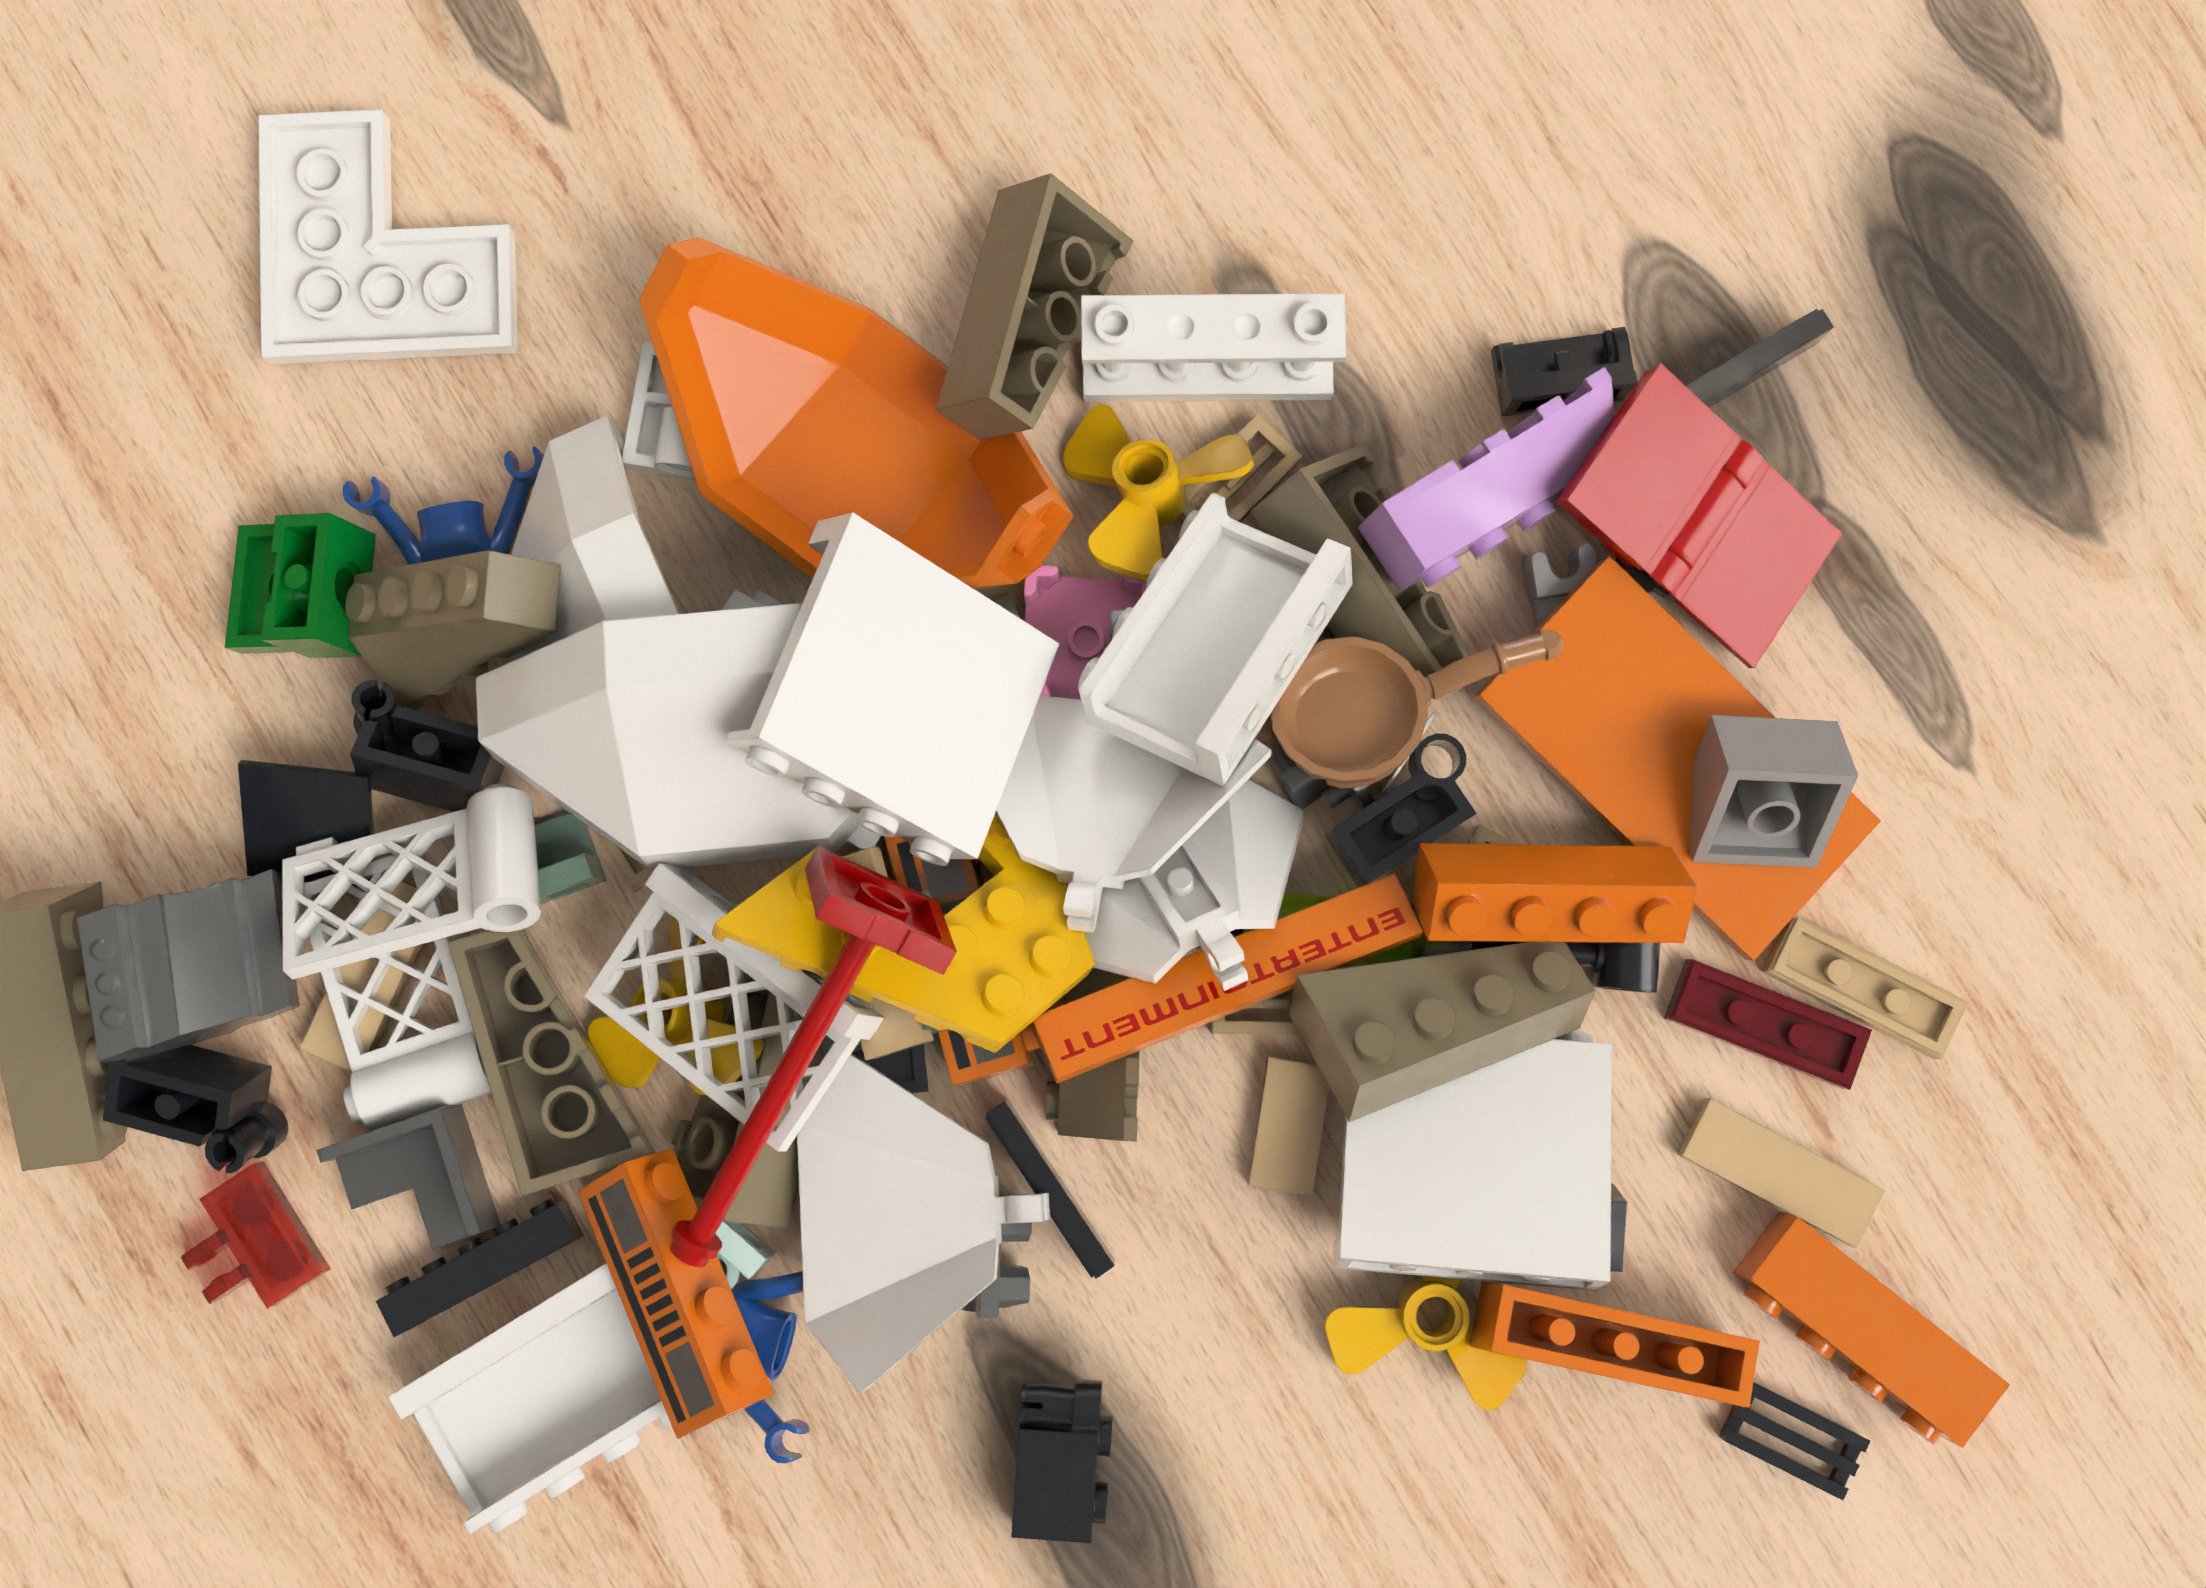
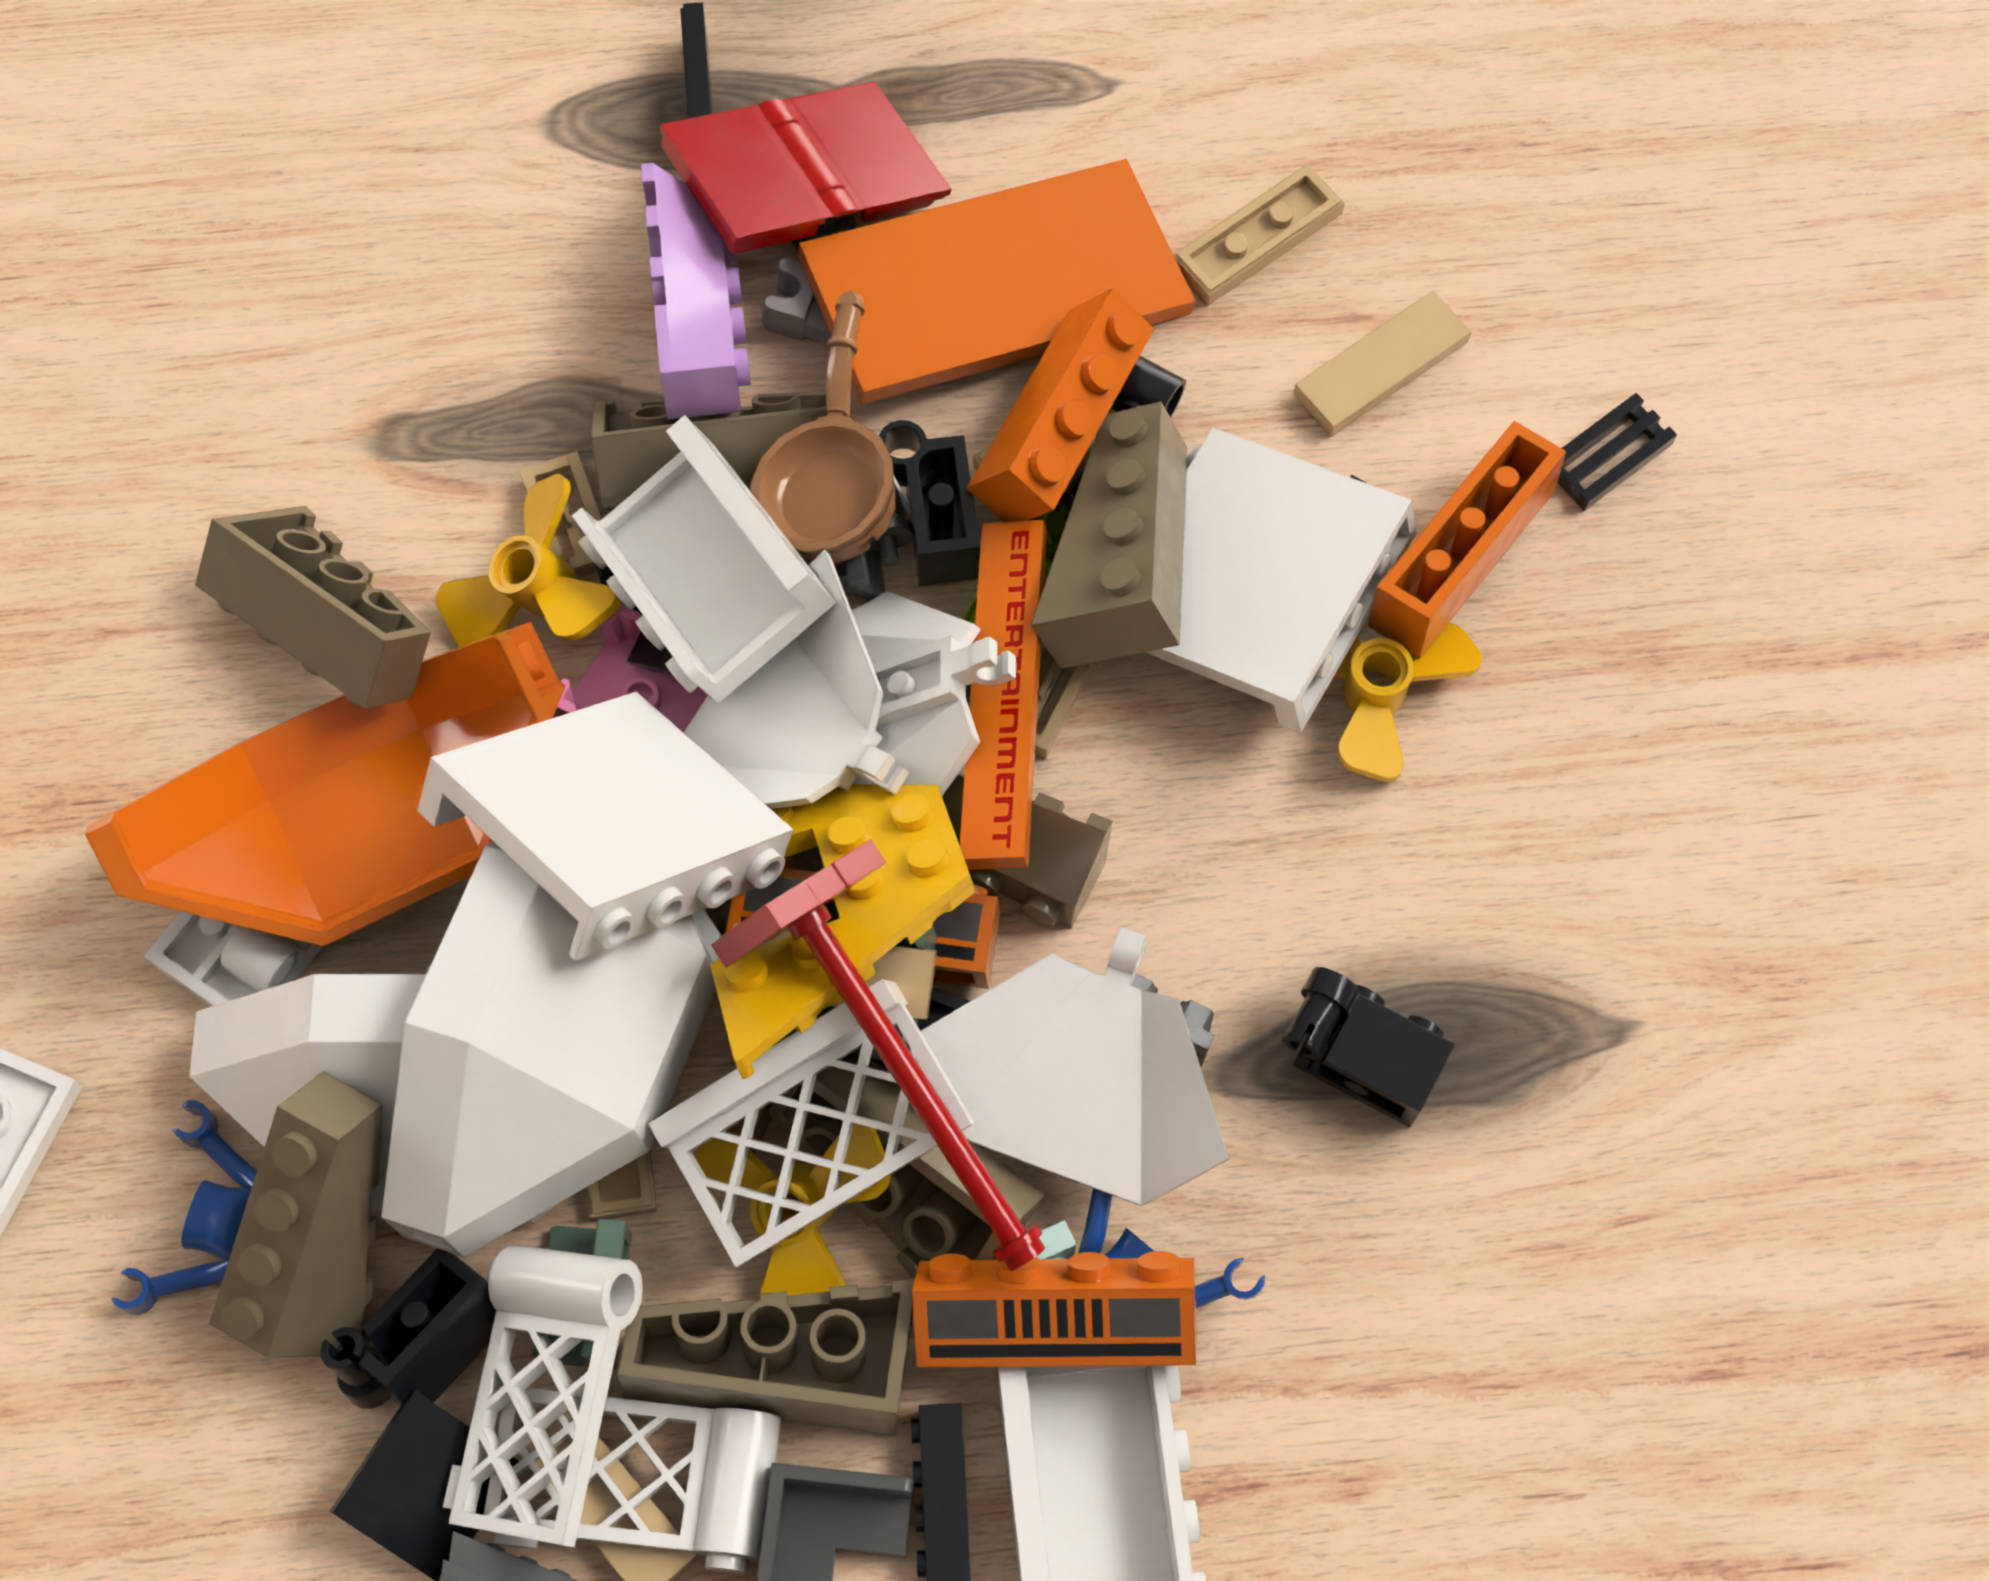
camera: 70 degrees left, 15 degrees down
(295, 585) = (186, 1392): green brick -> none
(1045, 1179) = (1166, 942): black tile -> none
(1211, 347) = (442, 465): white fence -> none
(1289, 1127) = (1159, 726): tan tile -> none
(1542, 370) = (617, 231): black hinge -> none
(1767, 1024) = (1253, 318): dark red tile -> none
(1768, 790) = (1059, 215): light grey slope -> none
(1870, 1329) = (1541, 351): orange brick -> none

